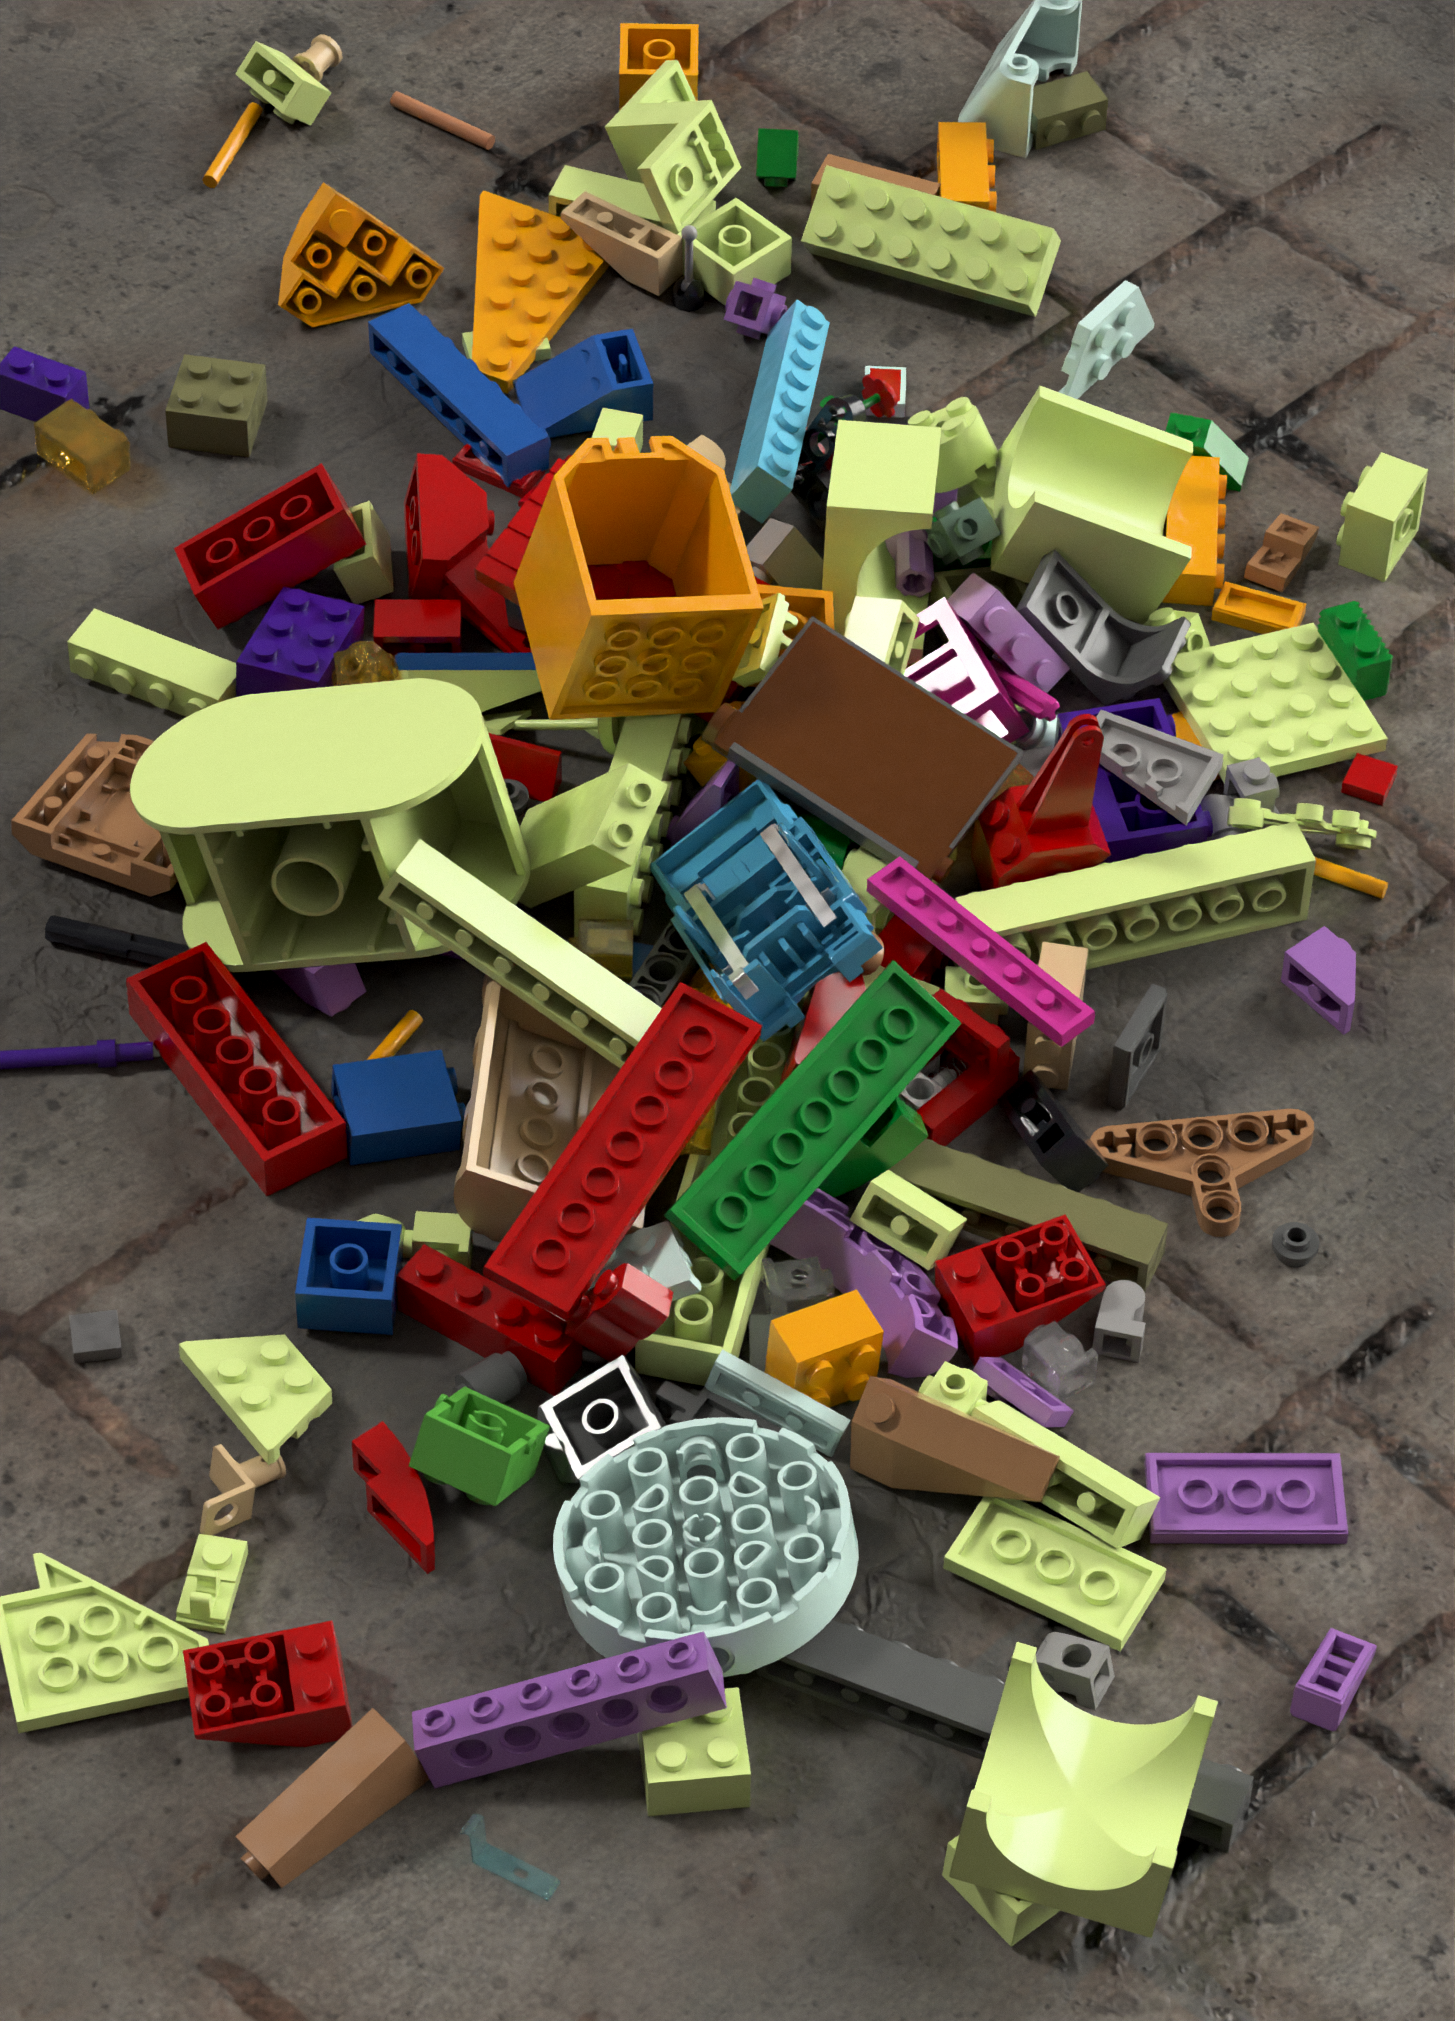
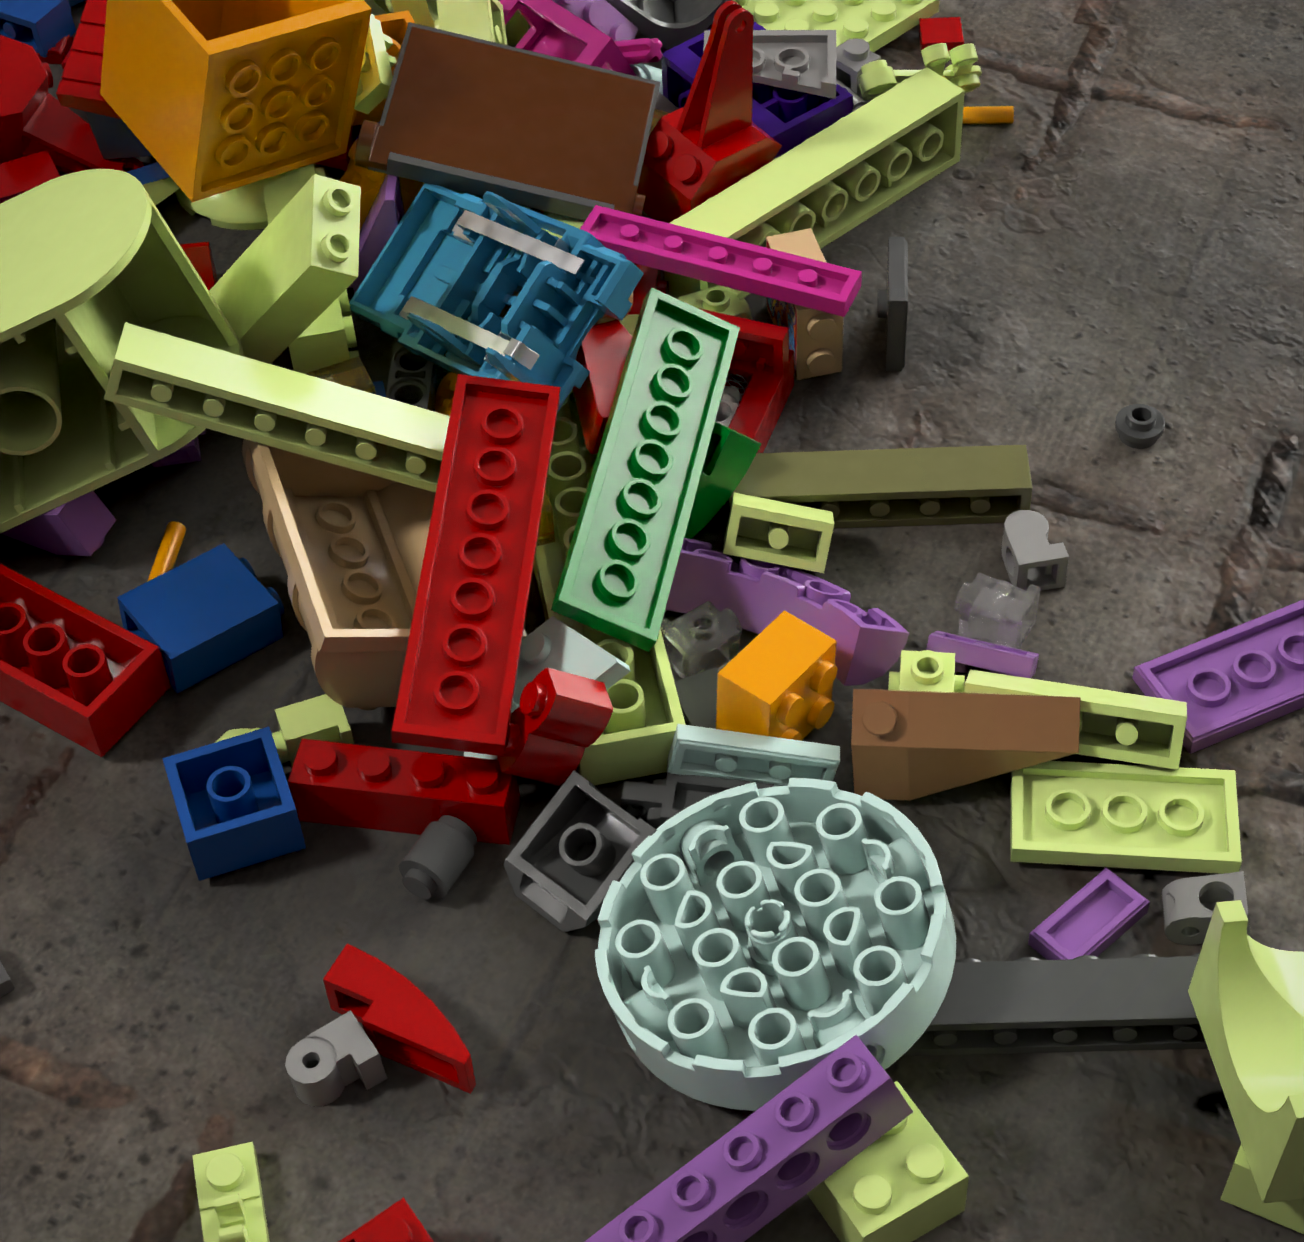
camera: 20 degrees left, 0 degrees up
(237, 1487) = (214, 1081): tan bracket -> none
(260, 1387) = (188, 960): yellowish green wing -> none
(332, 1506) = (333, 1059): none -> light grey leg
(478, 1446) = (466, 929): bright green brick -> none
(608, 727) = (247, 201): yellowish green piece -> none
(977, 1637) = (1090, 919): none -> medium lavender tile
(1015, 1285) = (920, 554): red slope -> none
(1052, 1133) = (860, 406): black slope -> none
(1182, 1161) = (990, 394): medium nougat beam -> none
(1323, 976) = (1016, 195): medium lavender slope -> none

